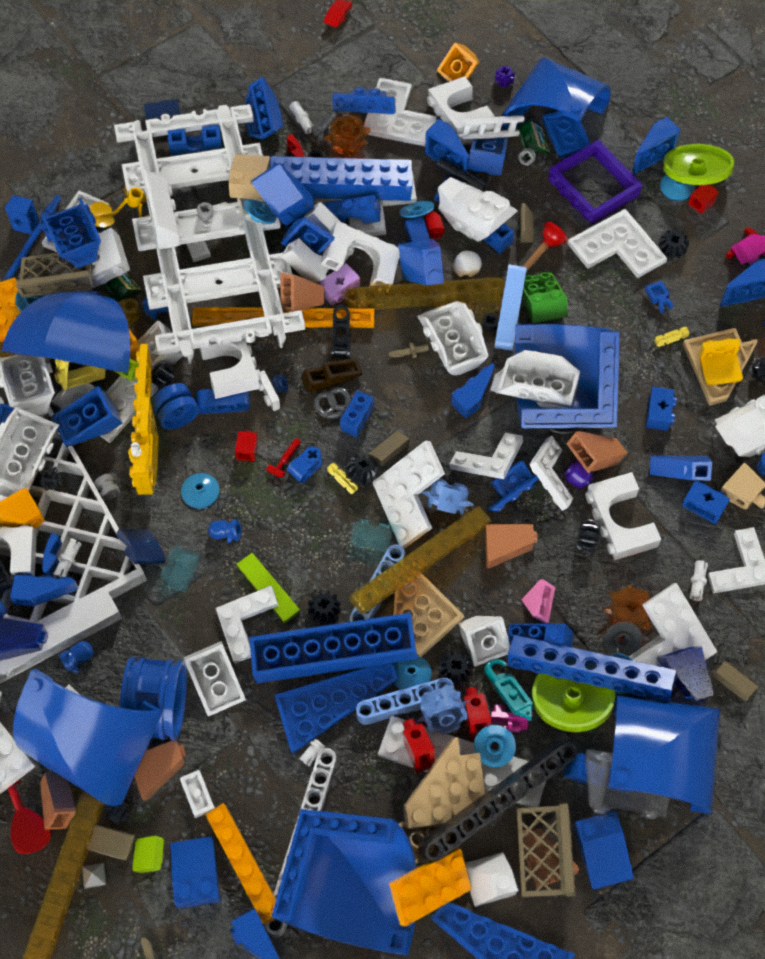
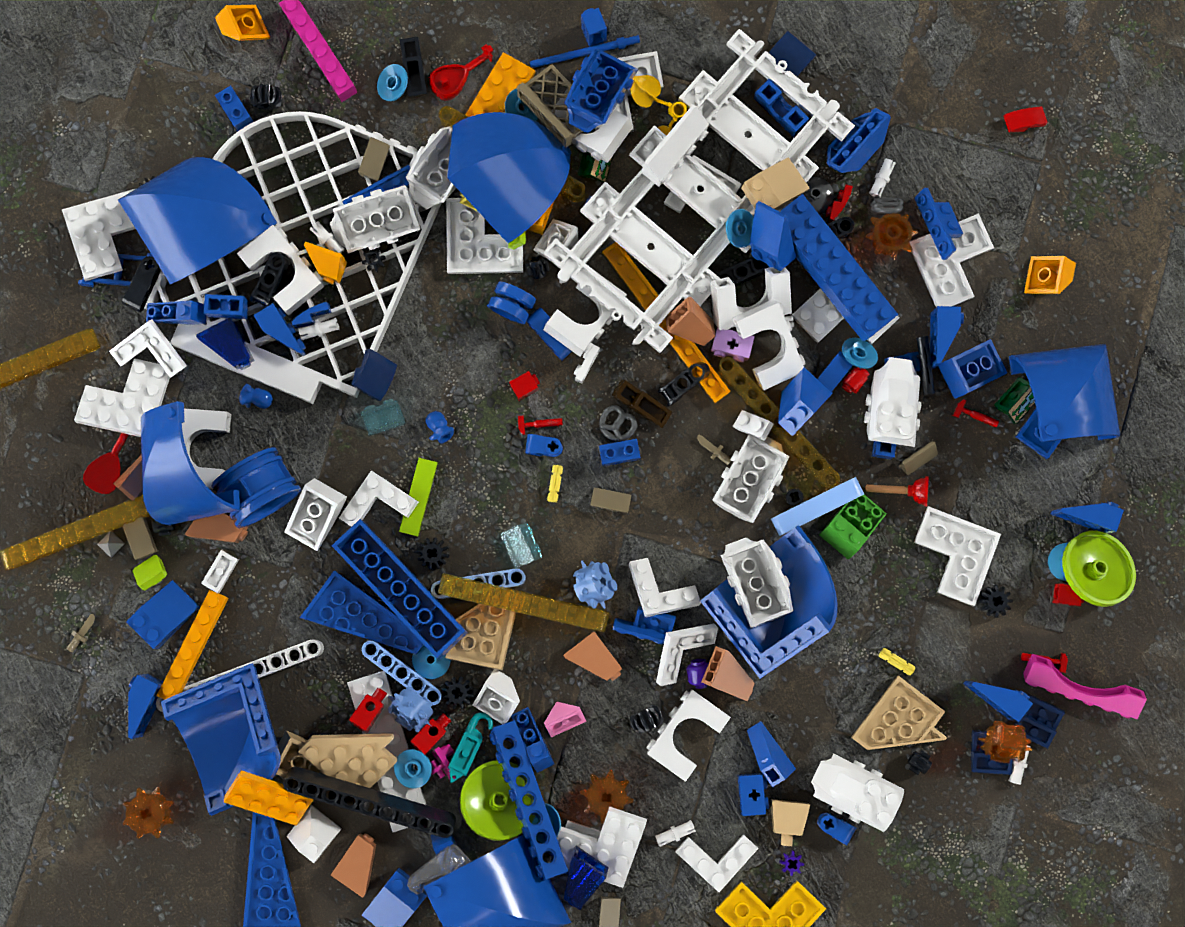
camera: 55 degrees right, 20 degrees up
(87, 418) = (447, 242): blue slope -> none
(107, 487) = (407, 303): light grey wheel -> none
(145, 438) = (469, 300): yellow piece -> none
(200, 498) = (468, 384): dark azure dish -> none
(207, 215) = (703, 185): light grey bush -> none
(280, 383) = (600, 368): dark blue plate -> none
(309, 233) = (747, 287): blue slope -> none
(311, 752) = (312, 632): white pin -> none
(361, 470) = (563, 495): black gear -> none
(363, 208) = (817, 308): blue arch -> none
(400, 488) = (574, 541): white plate -> none
(412, 308) = (753, 425): none -> white plate
(450, 94) = (978, 329): white arch -> none
(467, 263) = (838, 436): white hair -> none
(470, 396) = (707, 534): blue slope -> none
(496, 133) = (988, 349): white bar -> none
(504, 76) = (1064, 322): dark purple gear -> none
(511, 178) = (974, 414): none -> red piece
(531, 153) = (997, 408): light grey bush -> none
(564, 846) = (367, 878): dark tan fence -> none
(612, 165) = (1039, 498): dark purple window -> none
(627, 644) = (575, 807): dark grey dish -> none
(659, 294) = (931, 621): blue plate -> none
(660, 408) = (819, 690): blue brick -> none
(720, 361) = (894, 724): yellow bracket -> none

